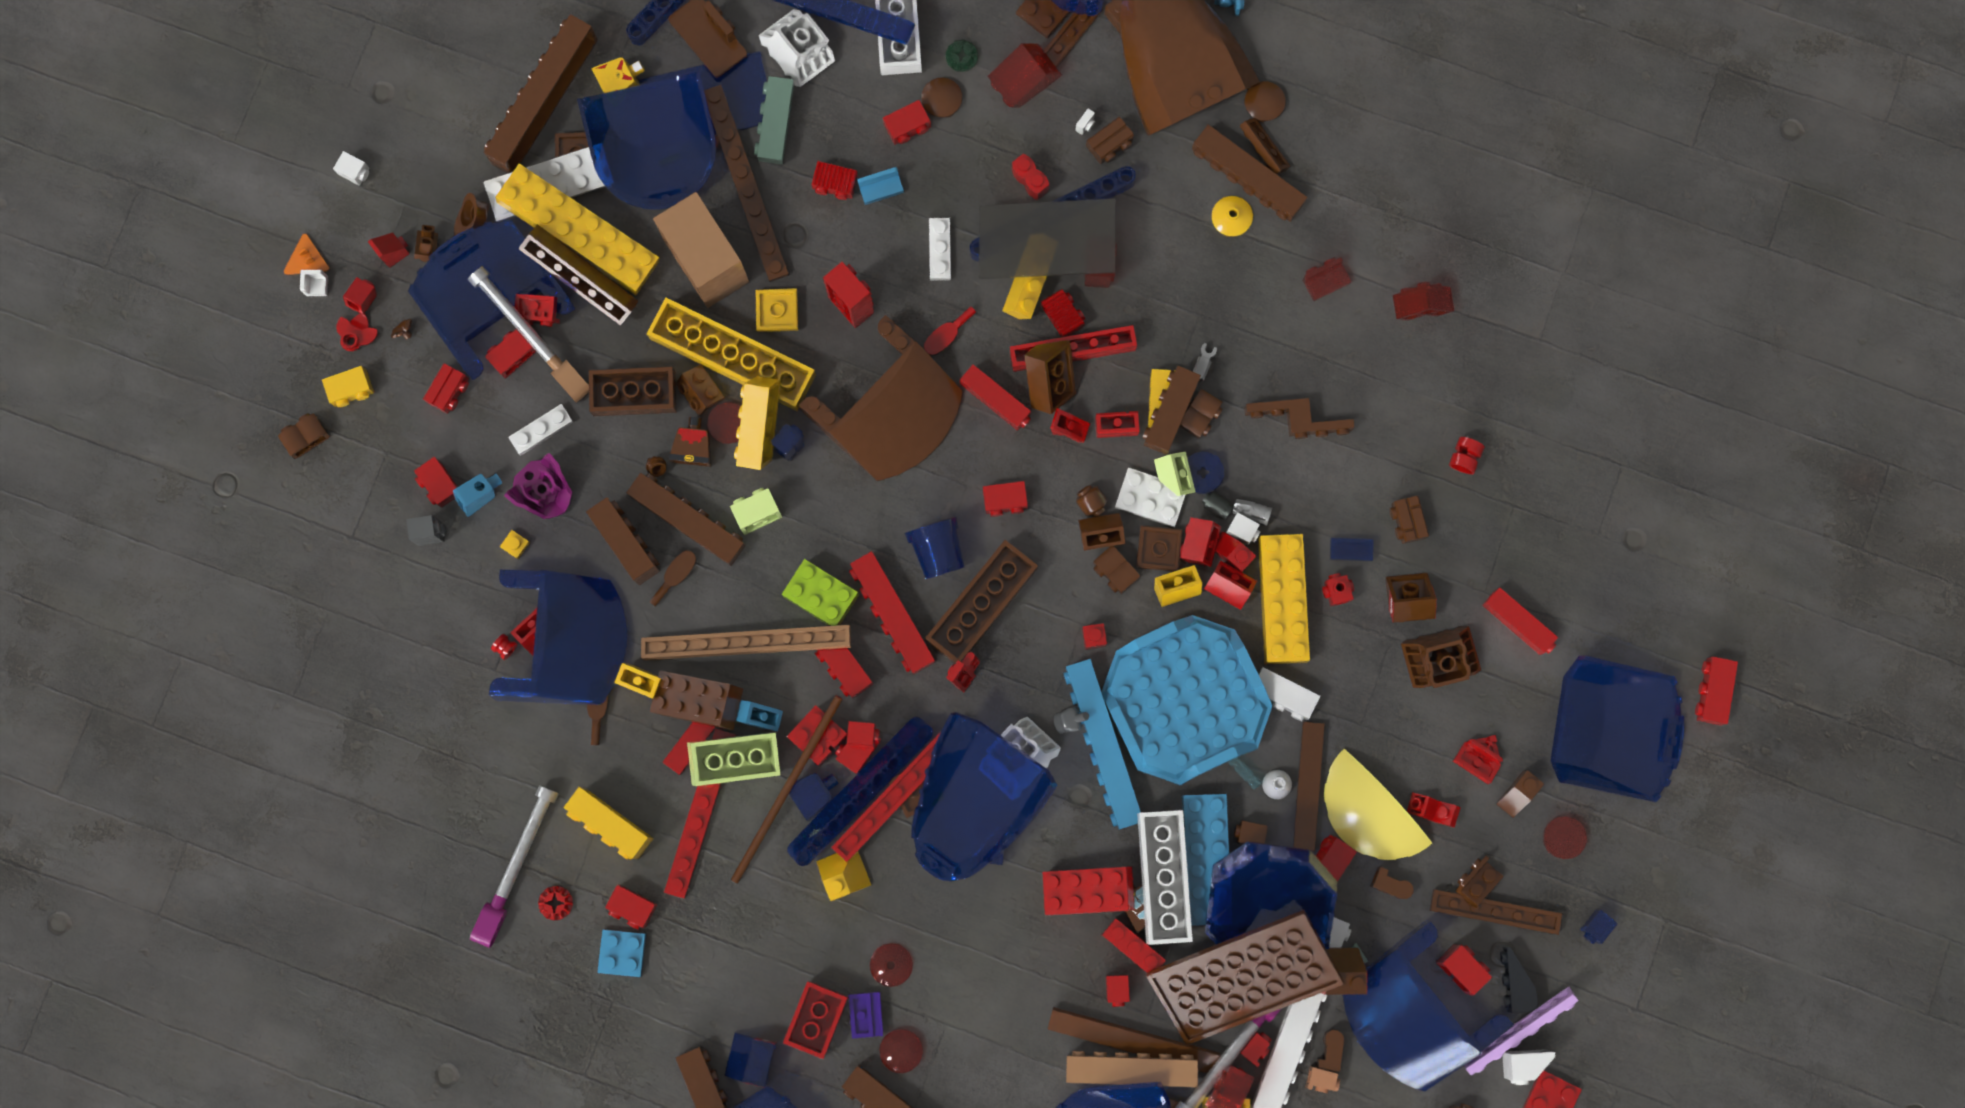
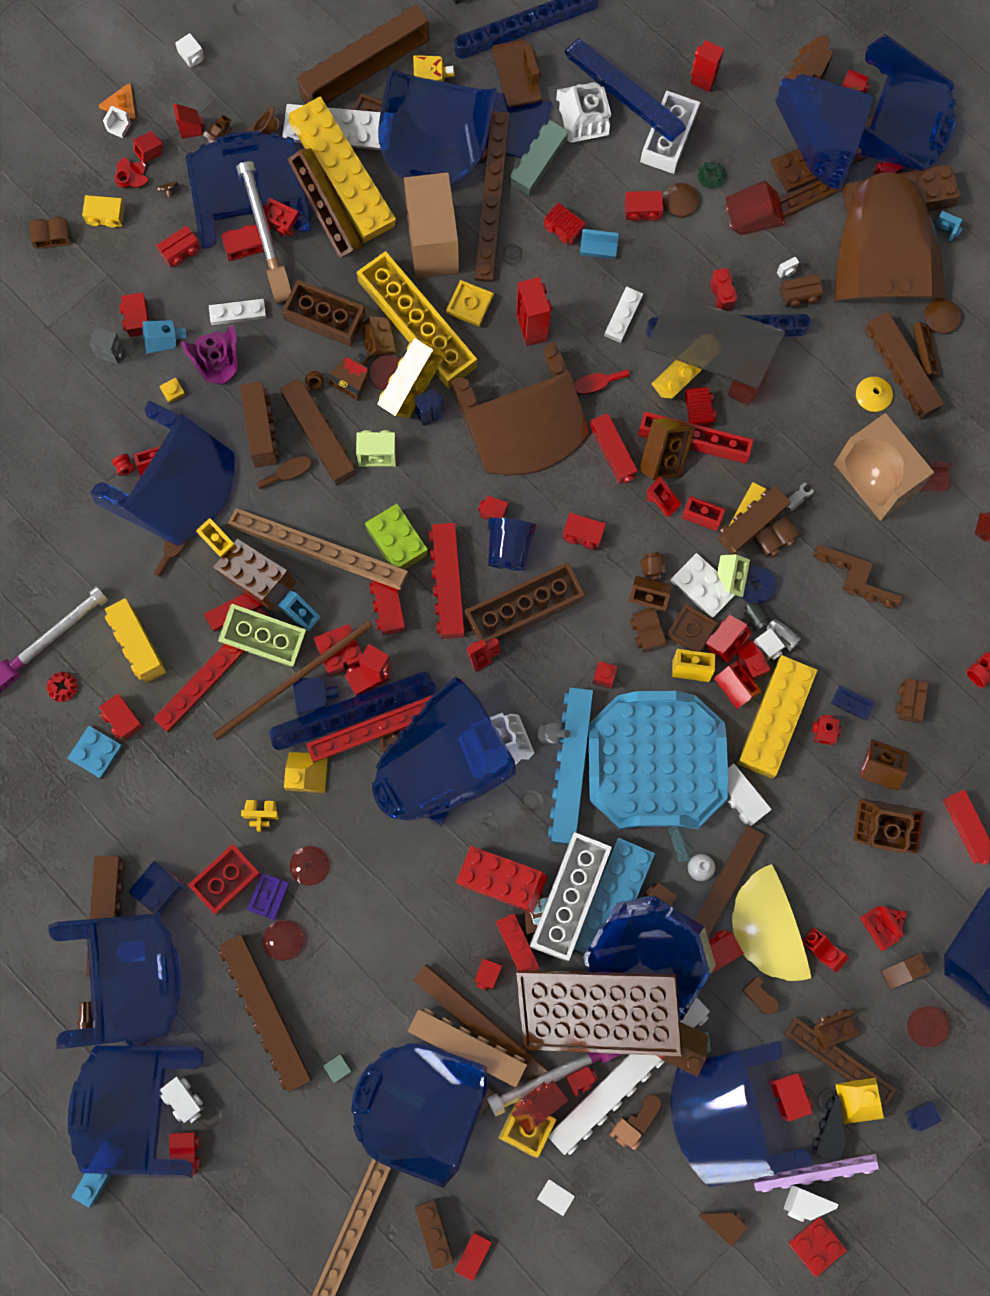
camera: 20 degrees right, 5 degrees down
(807, 938) = (250, 812): none -> yellow hips
(903, 518) = (492, 508): none -> red brick
(1276, 296) = (883, 467): none -> medium nougat piece
(1531, 941) = (859, 1100): none -> yellow slope

